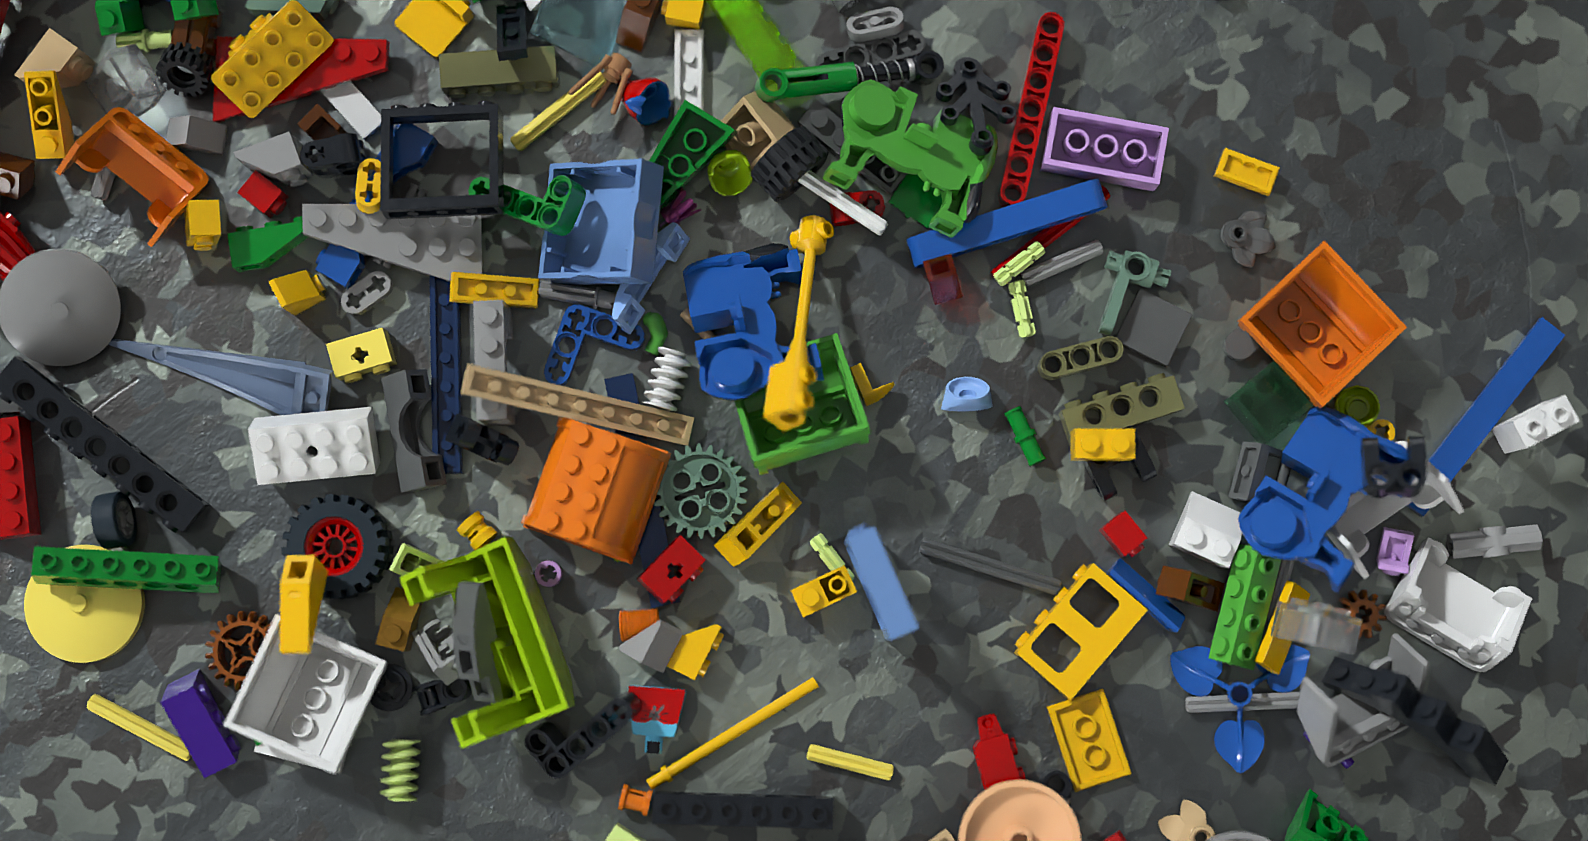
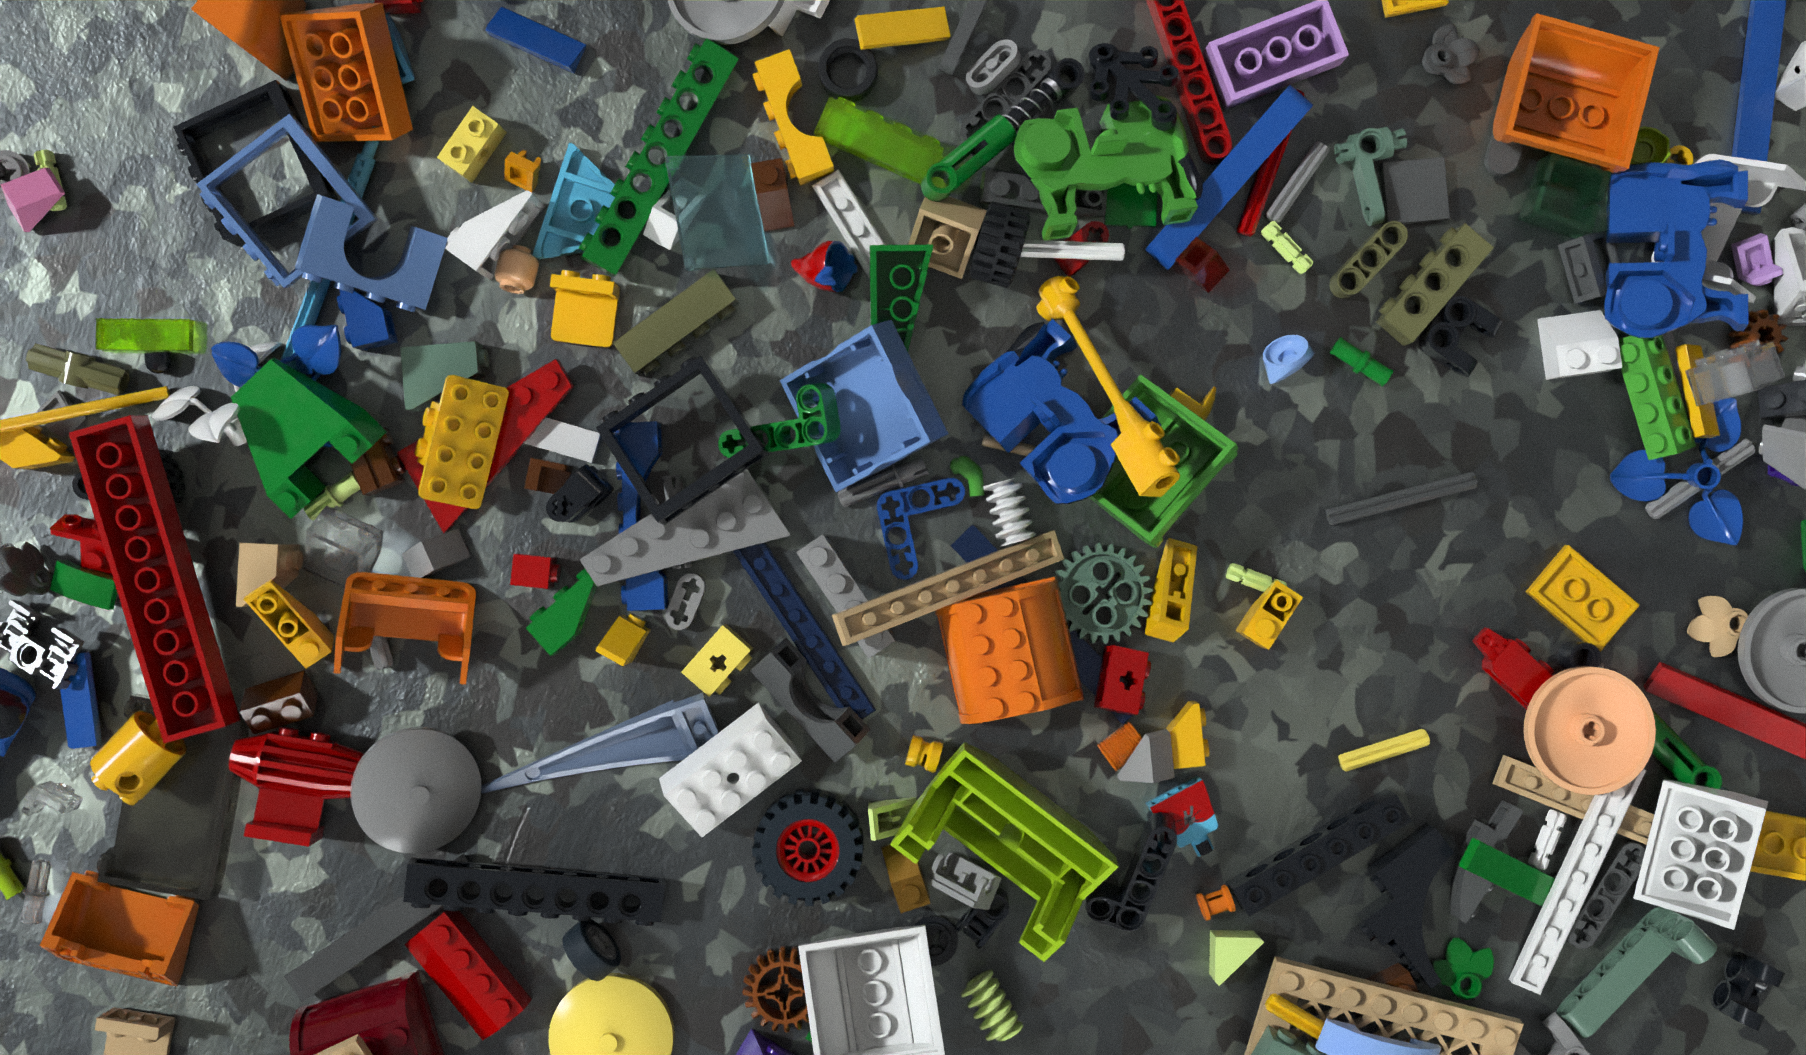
camera: 30 degrees left, 5 degrees up
(126, 569) = (632, 987): green brick -> none
(190, 59) = (374, 494): black tyre -> none
(202, 224) = (498, 633): yellow brick -> none
(277, 159) = (528, 531): light grey slope -> none
(300, 602) = (816, 924): yellow slope -> none
(364, 185) = (623, 507): yellow beam -> none
(472, 637) = (989, 857): dark grey slope -> none
(482, 440) = (879, 670): black piece -> none
(512, 31) = (667, 280): black plate -> none
(515, 291) = (801, 527): yellow tile -> none
(551, 582) = (1018, 757): lavender bush -> none
(555, 113) = (752, 326): light yellow axle -> none
(615, 69) = (782, 256): medium nougat plant -> none
(626, 306) = (932, 468): light blue slope -> none
(677, 213) = (921, 358): flat silver piece -> none
(729, 172) = (947, 286): lime hair -> none
(732, 733) = (1228, 860): yellow bar -> none
(879, 582) = (1327, 578): medium blue window -> none
(1019, 263) = (1261, 207): yellowish green axle -> none
(1094, 642) = (1540, 509): yellow window -> none
(1102, 444) = (1445, 327): yellow brick -> none
(1124, 535) = (1504, 395): red brick -> none
(1145, 594) = (1556, 438): blue slope -> none
(1190, 588) = (1591, 408): slope -> none
(1415, 465) = (1748, 167): black piece -> none

